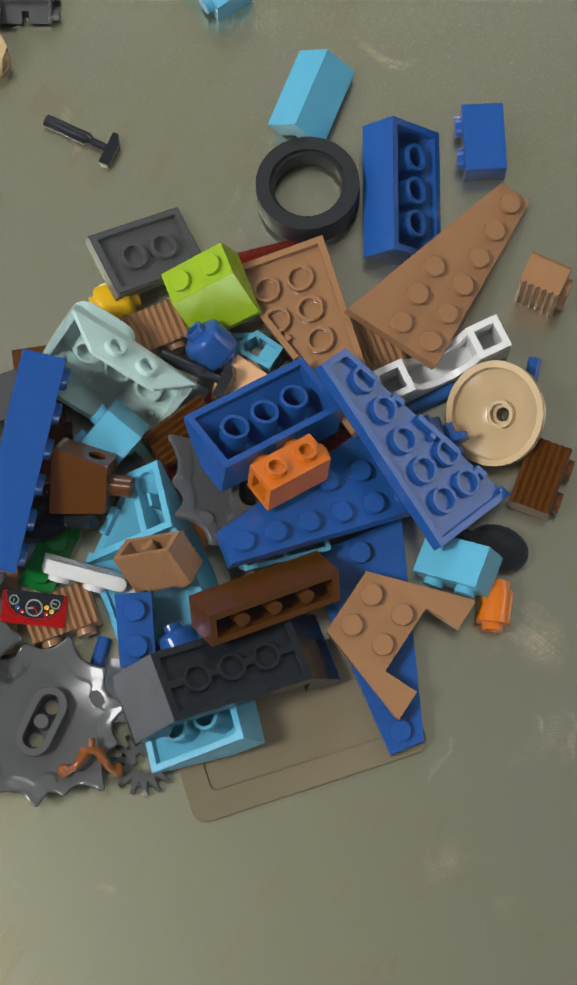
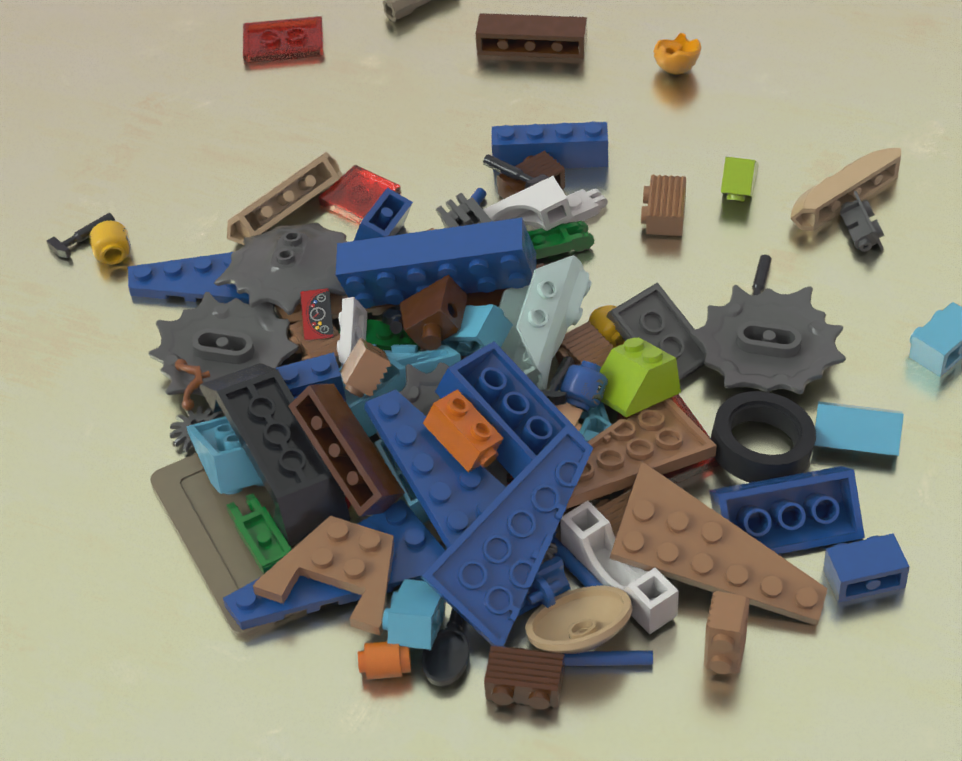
camera: 80 degrees right, 30 degrees down
(152, 141) = (769, 340): none -> dark grey piece
(318, 708) = (259, 533): none -> green hinge

